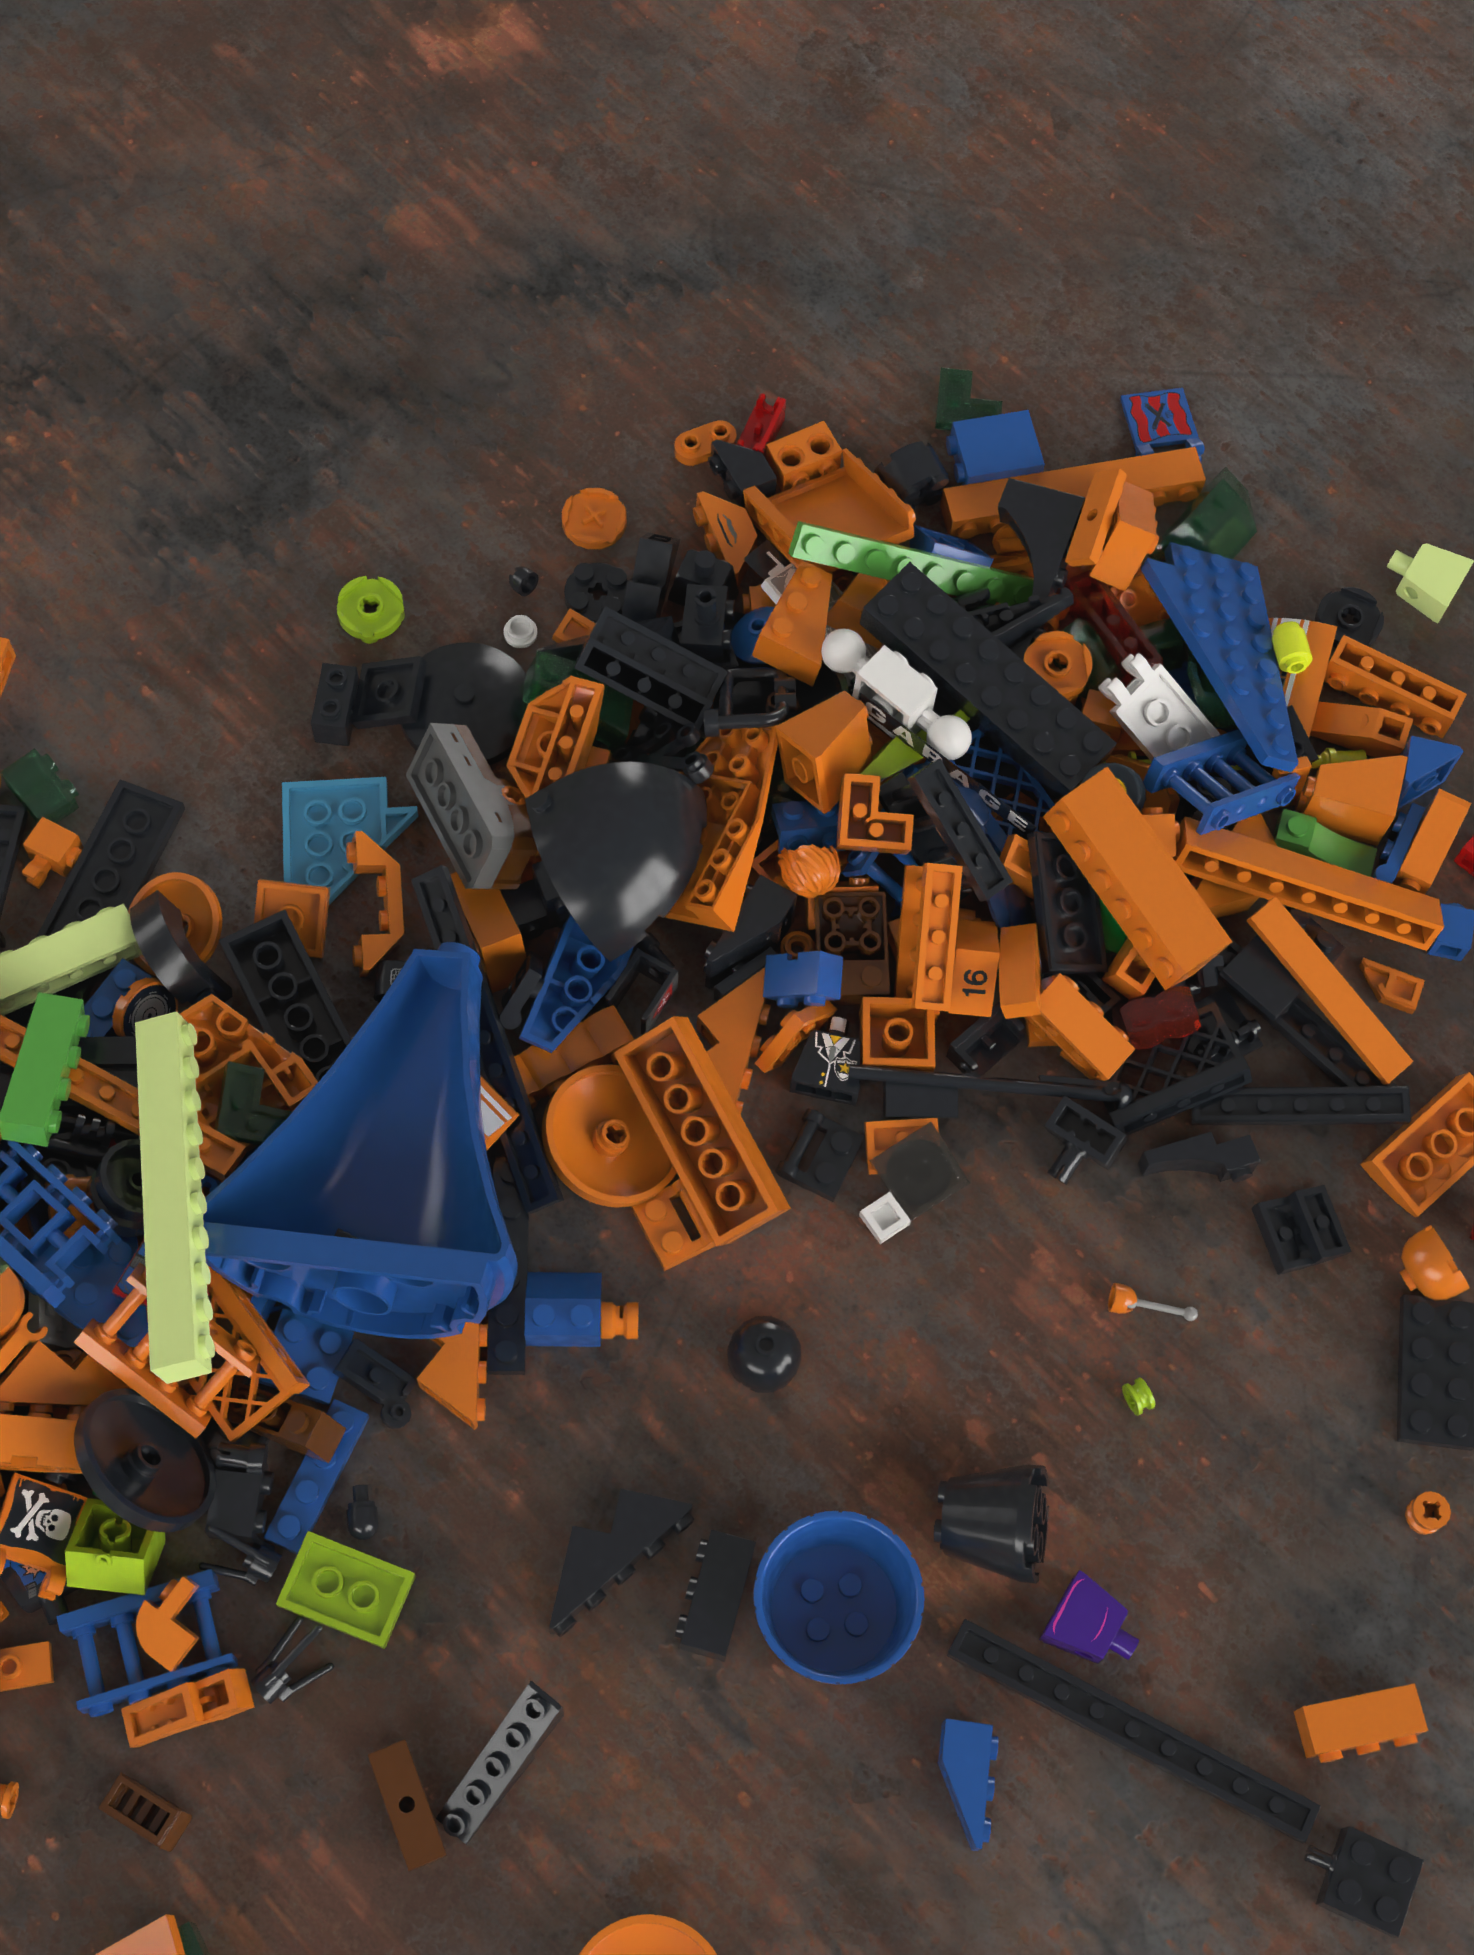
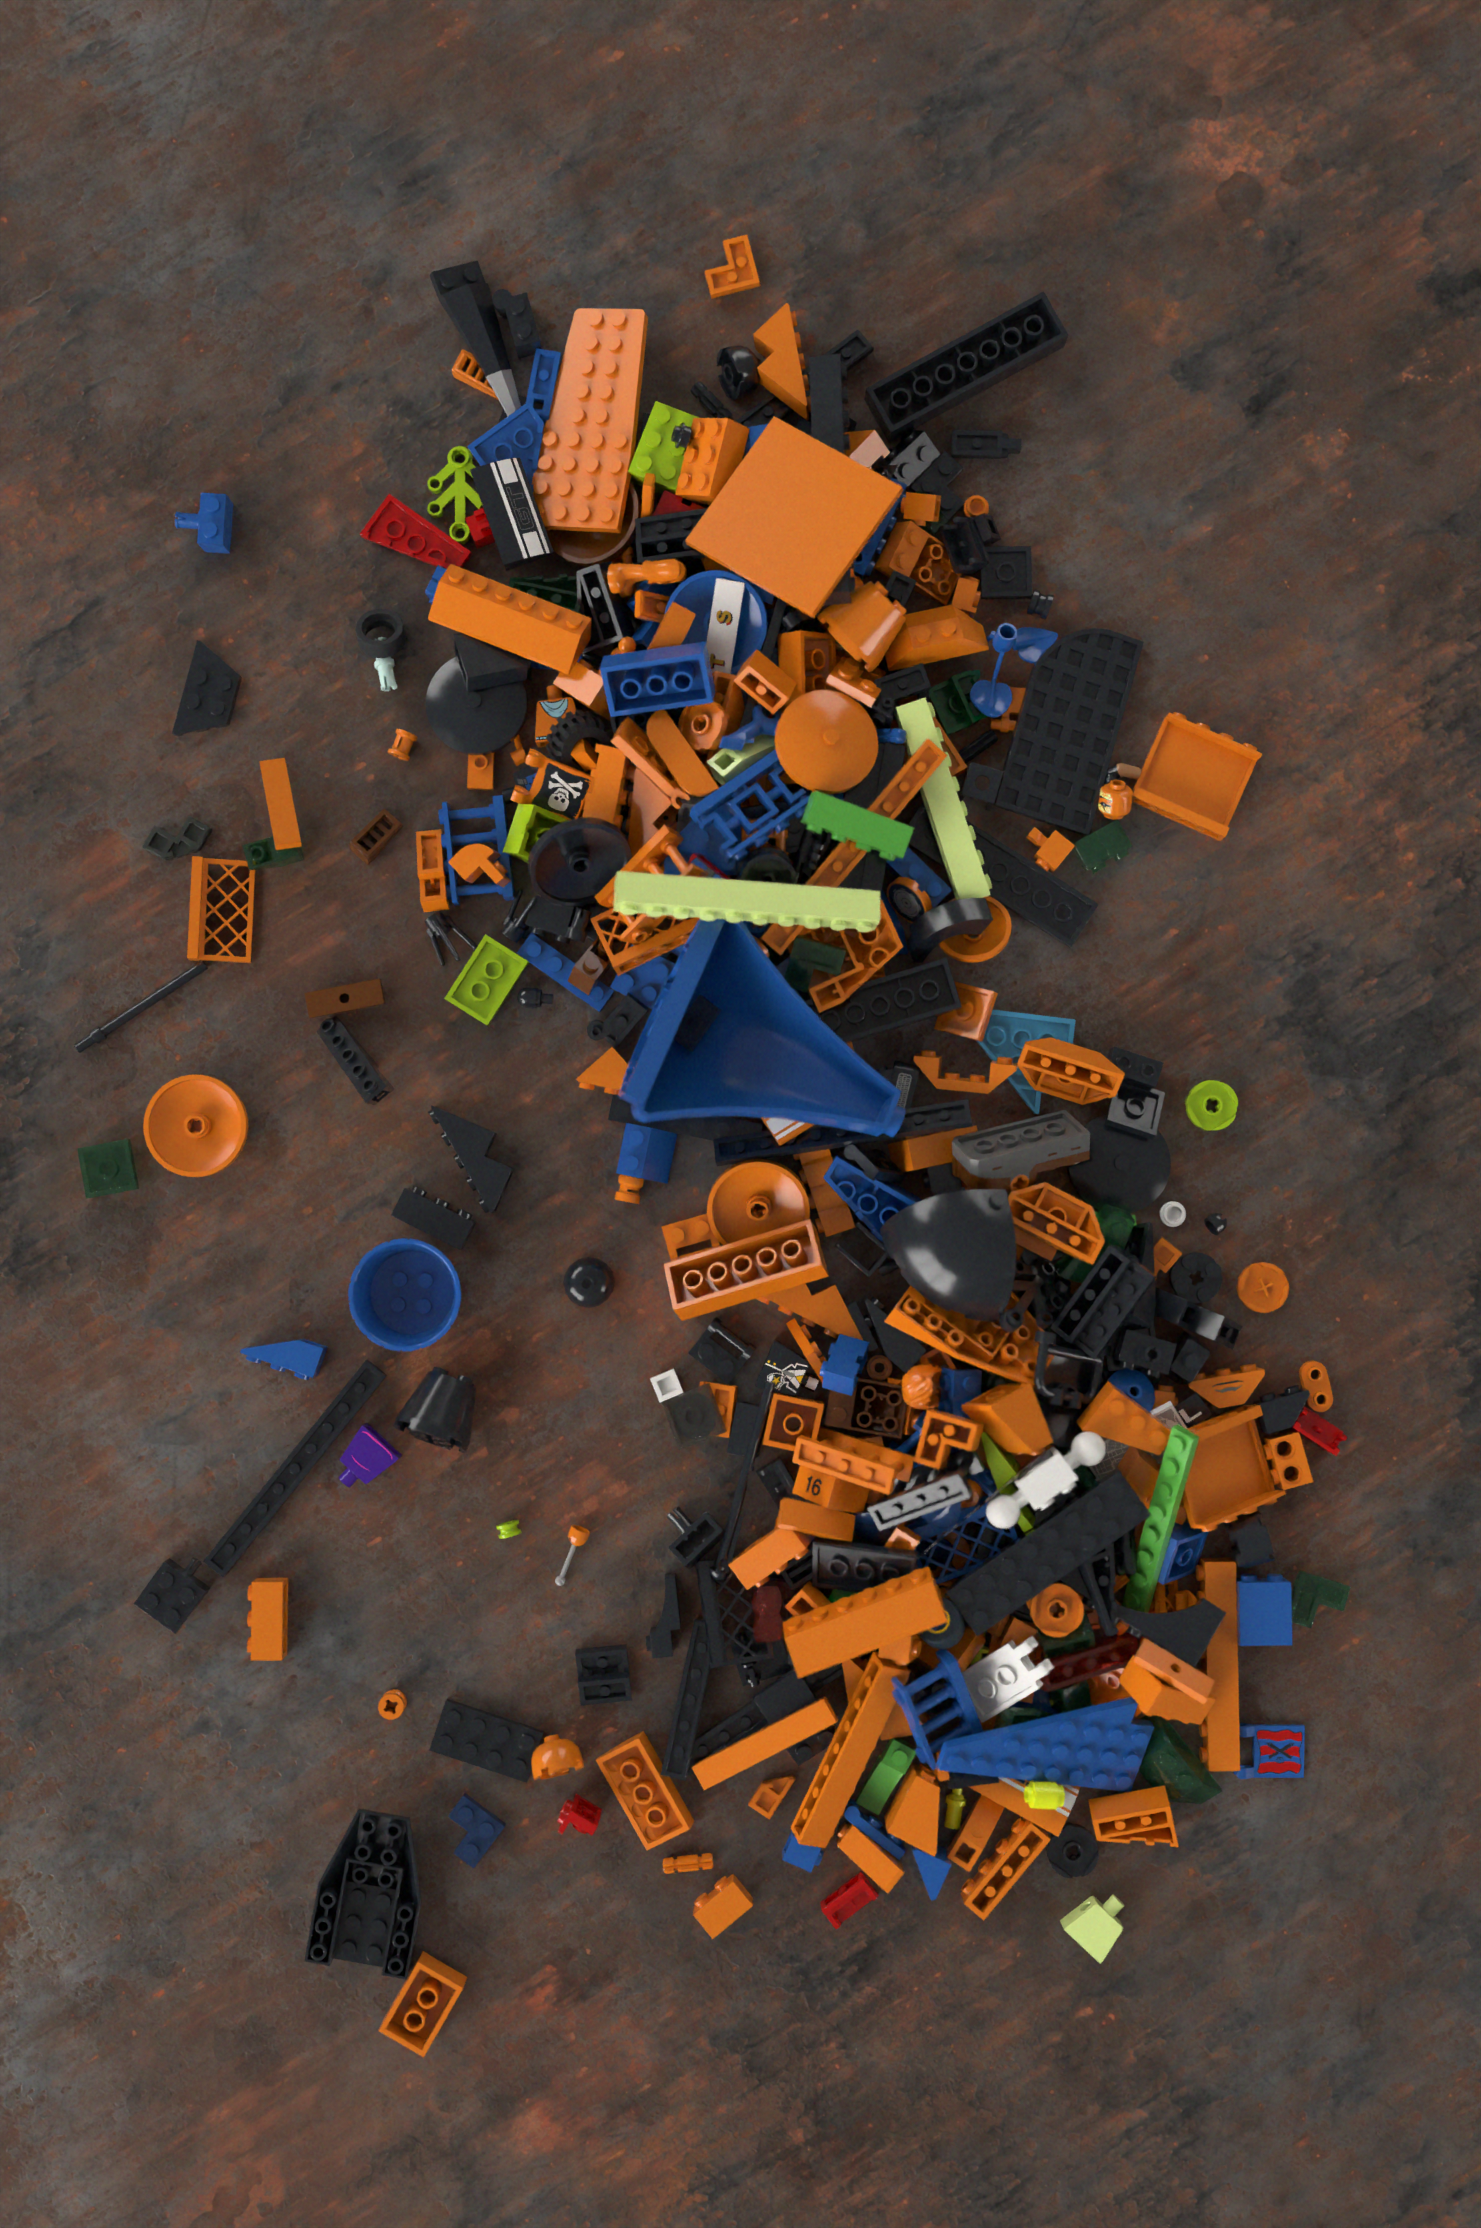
camera: 105 degrees right, 20 degrees up
(353, 768) = (1069, 1071): none -> orange wedge
(1285, 552) = (1134, 1816): none -> orange wedge

